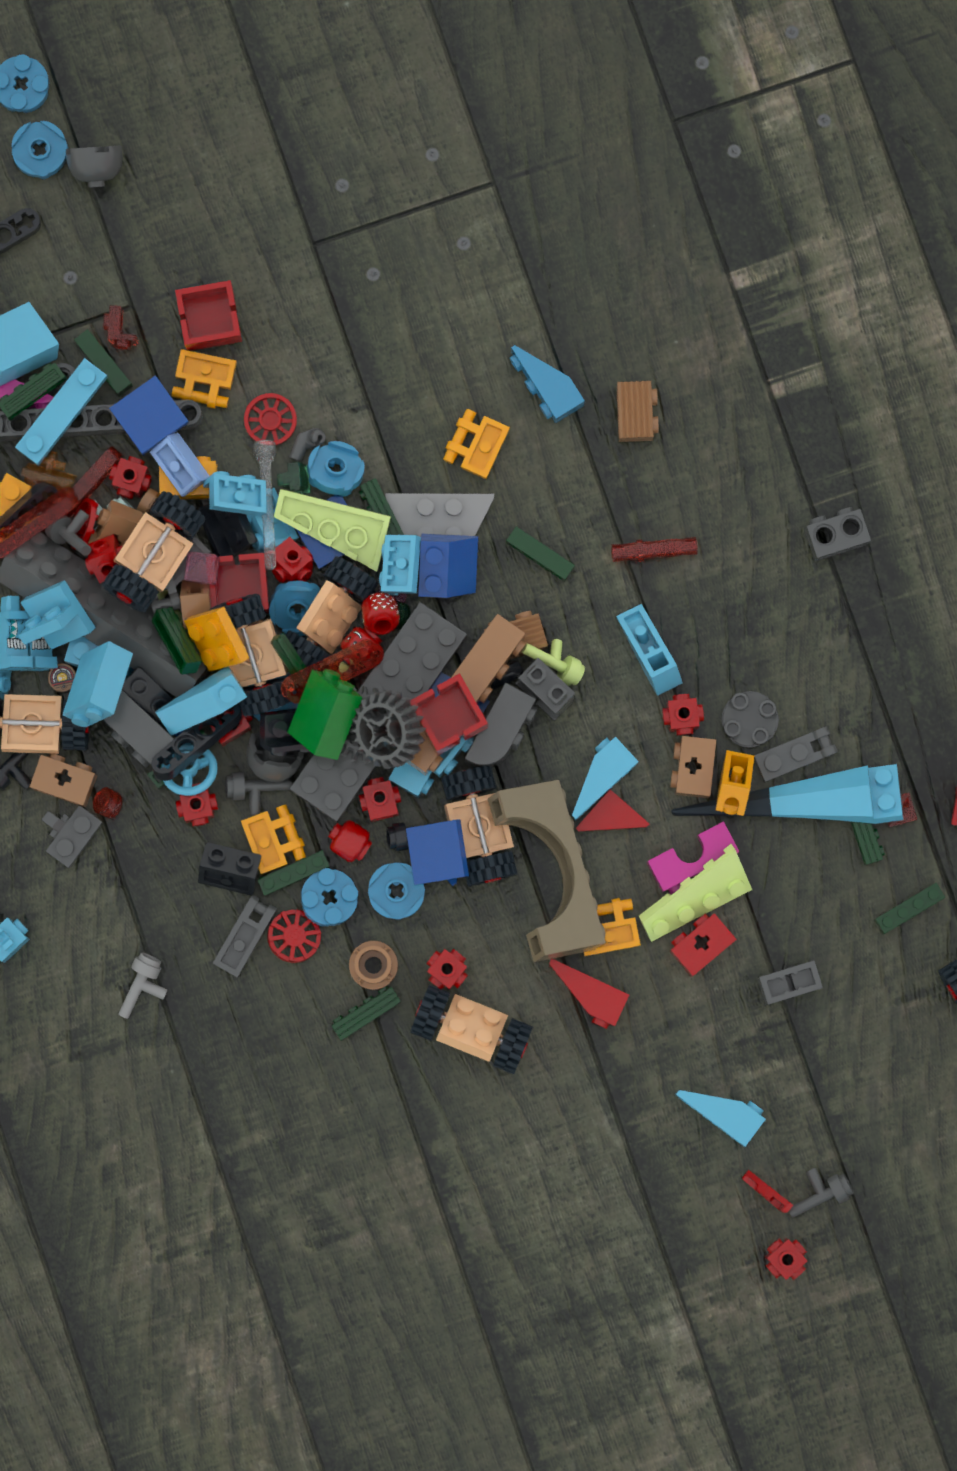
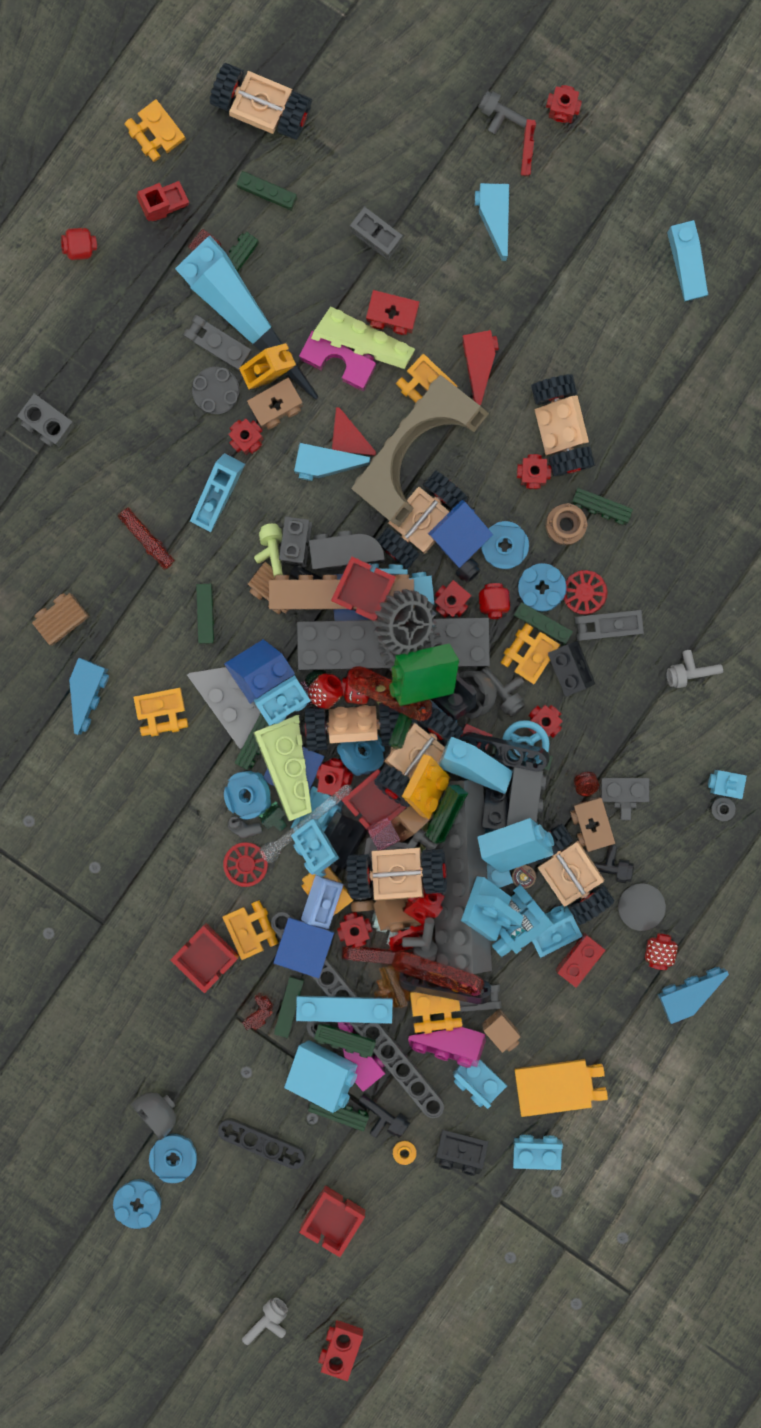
camera: 125 degrees left, 5 degrees up
(544, 1271) = (688, 260): none -> medium azure slope

